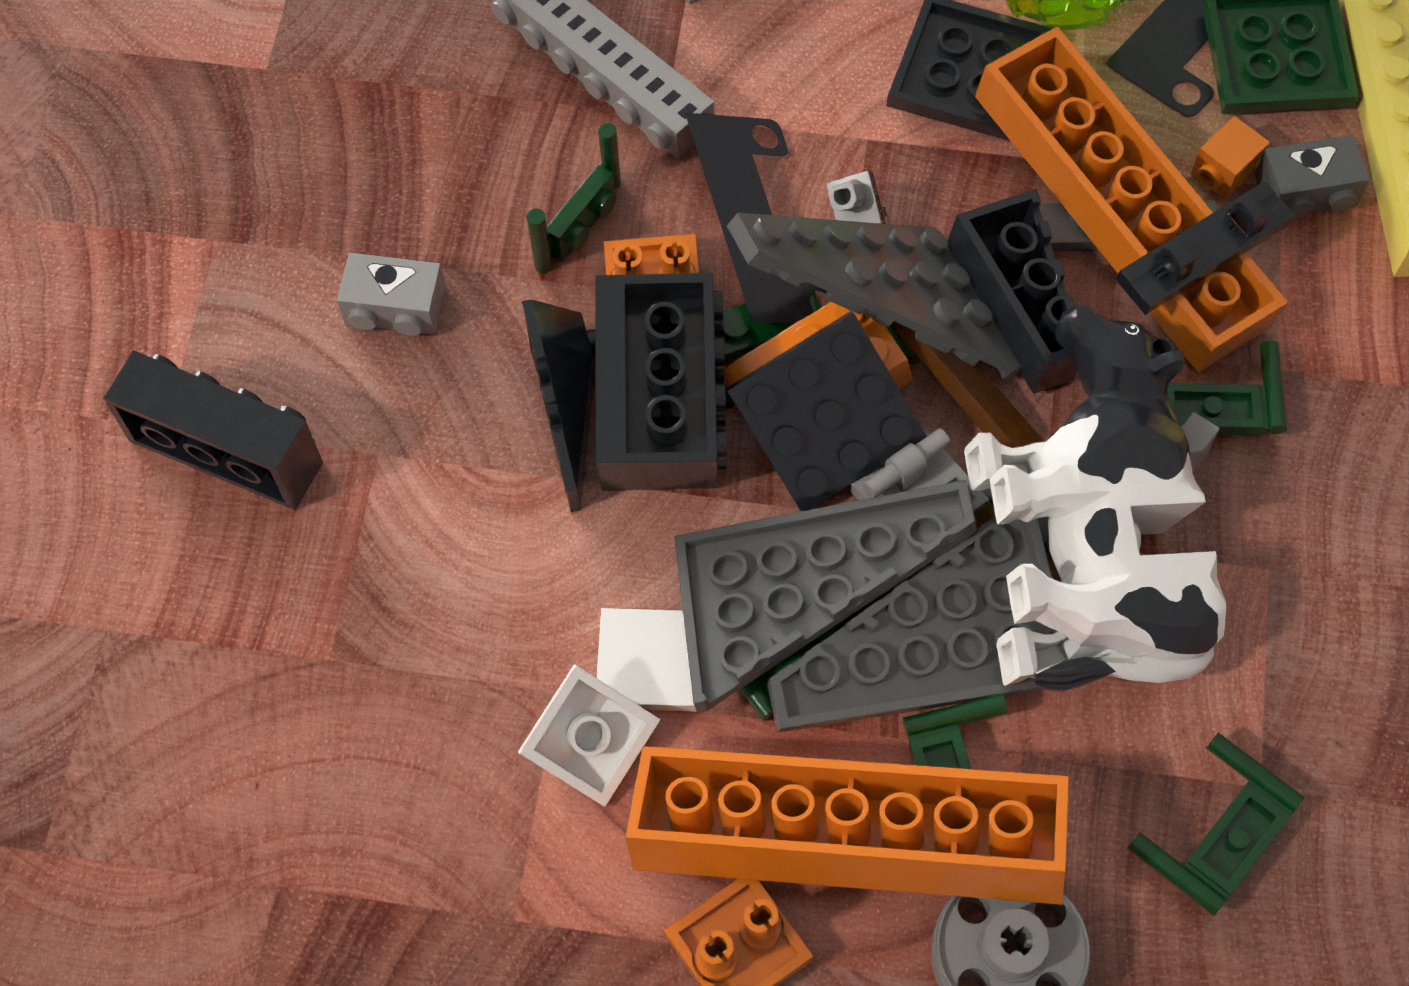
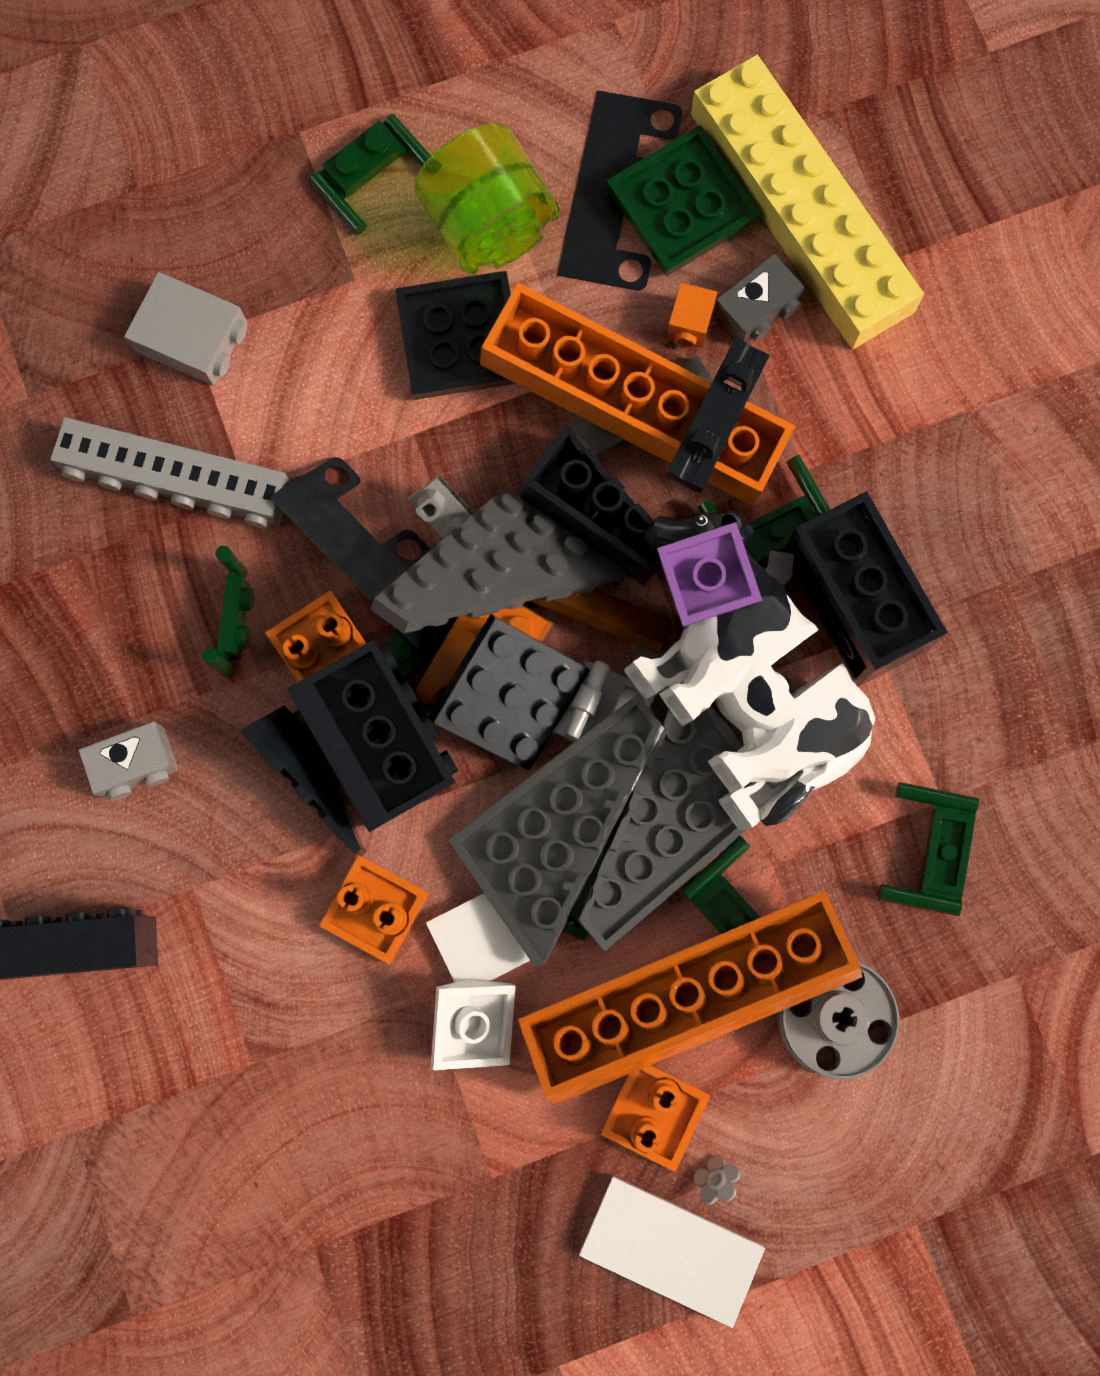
camera: 25 degrees left, 15 degrees up
(553, 565) = (374, 909): none -> orange plate
(1111, 379) = (709, 574): none -> medium lavender slope
(1280, 499) = (863, 589): none -> black brick

